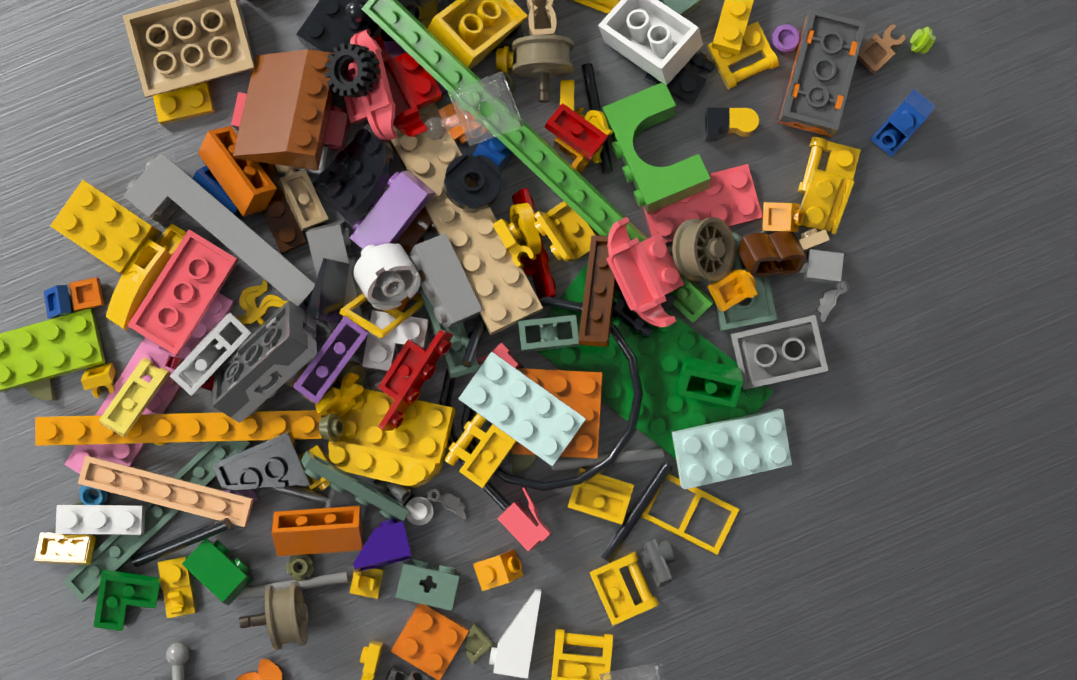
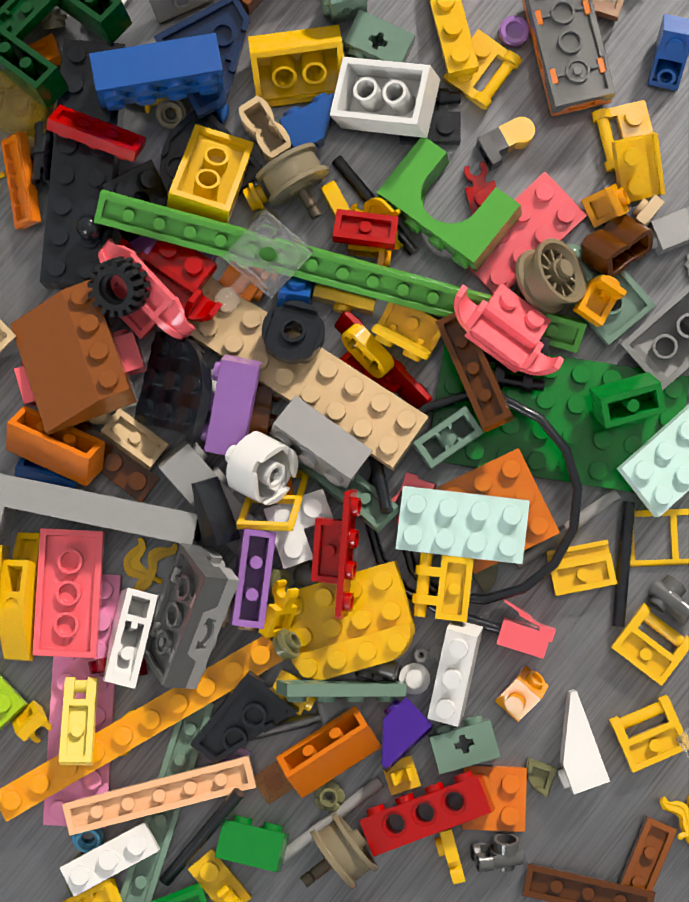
camera: 30 degrees left, 0 degrees up
(260, 530) = (272, 782): none -> clear orange plate
(324, 622) = (383, 837): none -> red brick
(452, 523) = (455, 672): none -> white brick
(510, 237) = (358, 365): yellow plate -> none
(529, 180) = (344, 300): none -> yellow plate
(580, 23) = (309, 123): none -> blue slope
(689, 148) = (480, 188): none -> red plate

